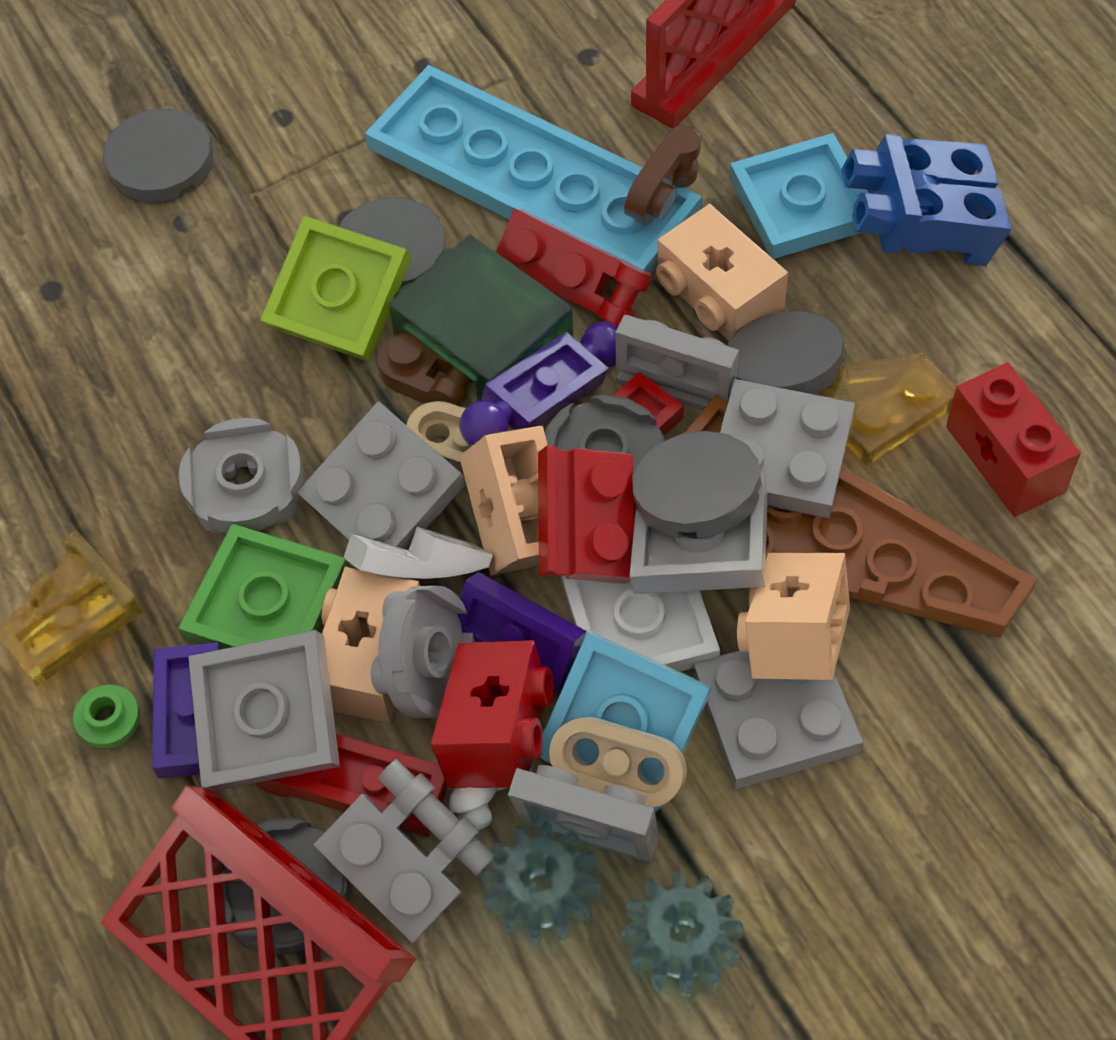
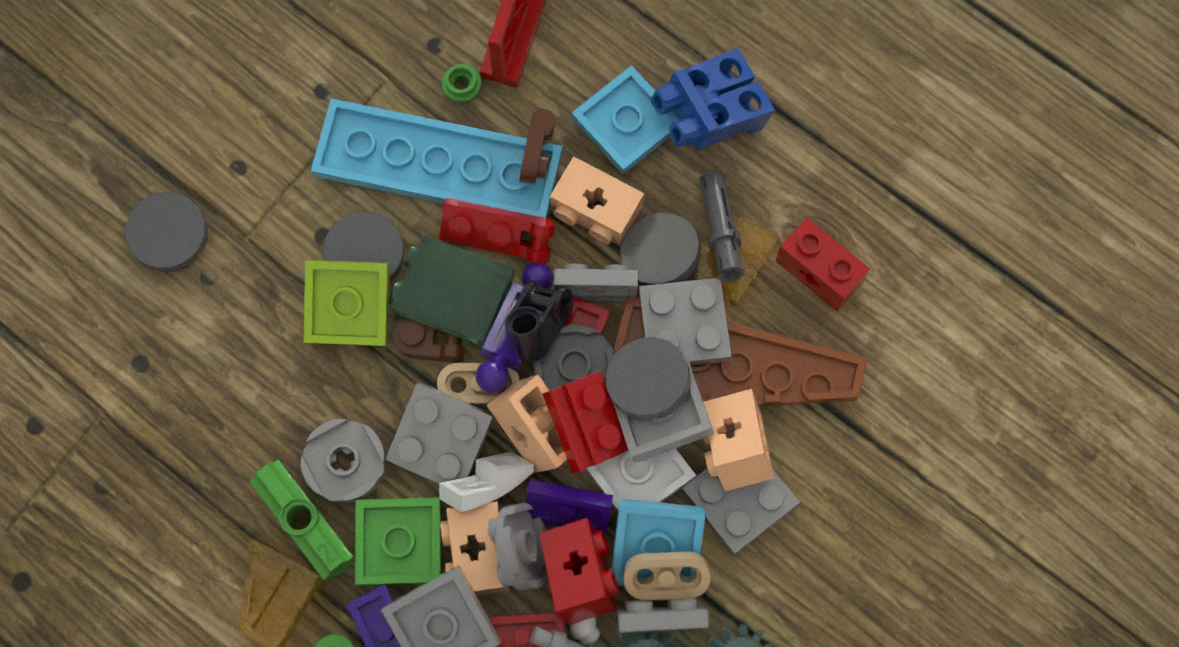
camera: 25 degrees left, 15 degrees up
(154, 552) = (318, 539): none -> bright green piece
(574, 370) = (537, 320): none -> black piece
(602, 98) = (461, 73): none -> bright green plate
(879, 358) = (723, 238): none -> dark grey pin

